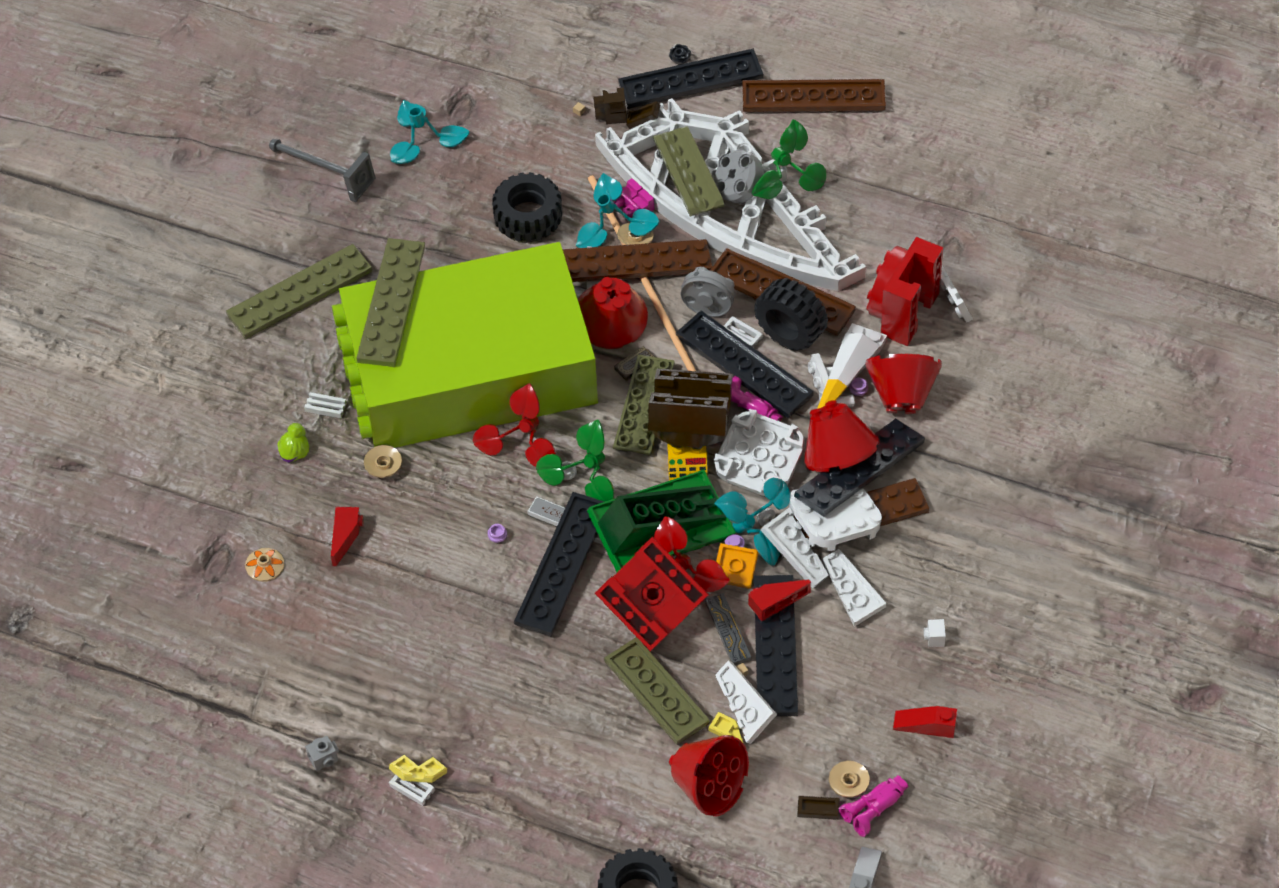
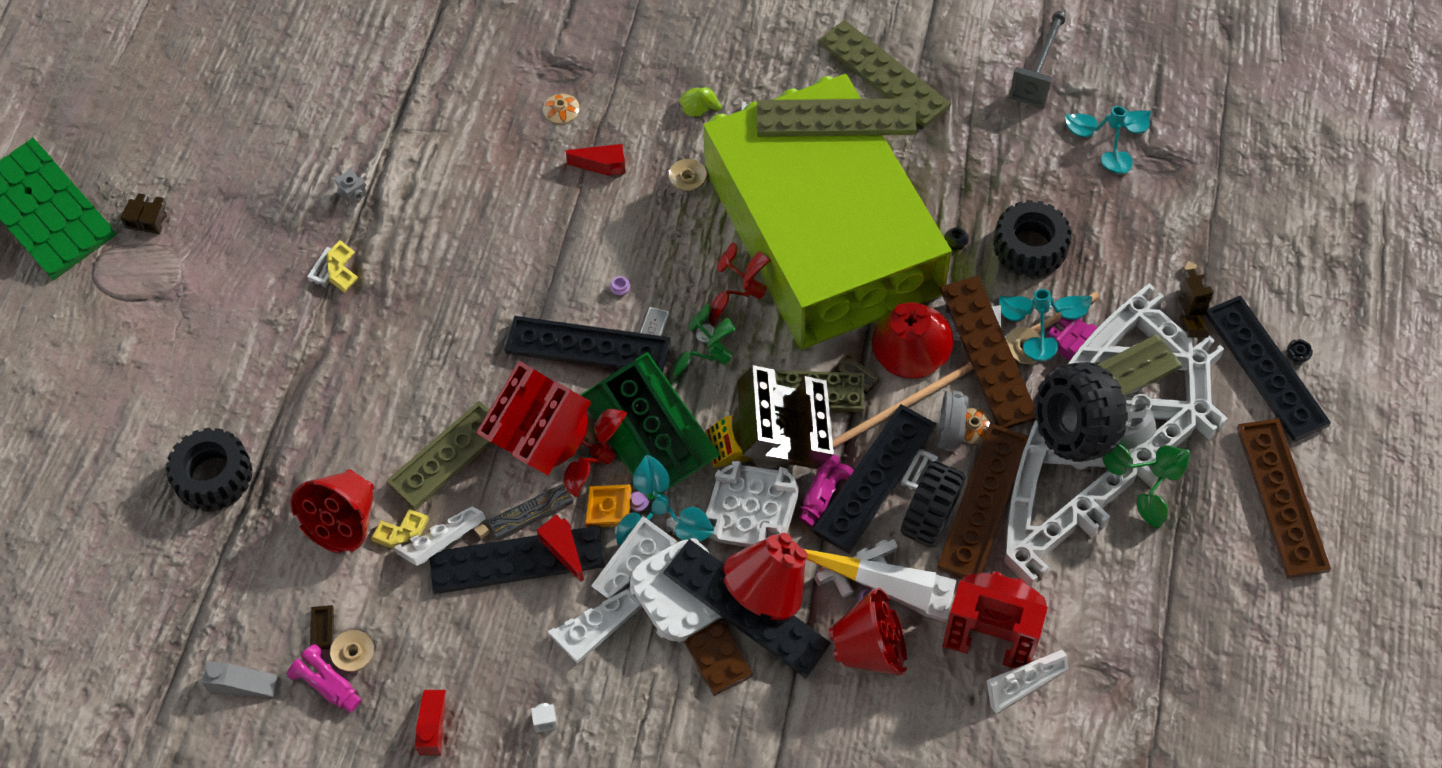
camera: 80 degrees right, 5 degrees up
(729, 167) = (1081, 411): none -> black tyre

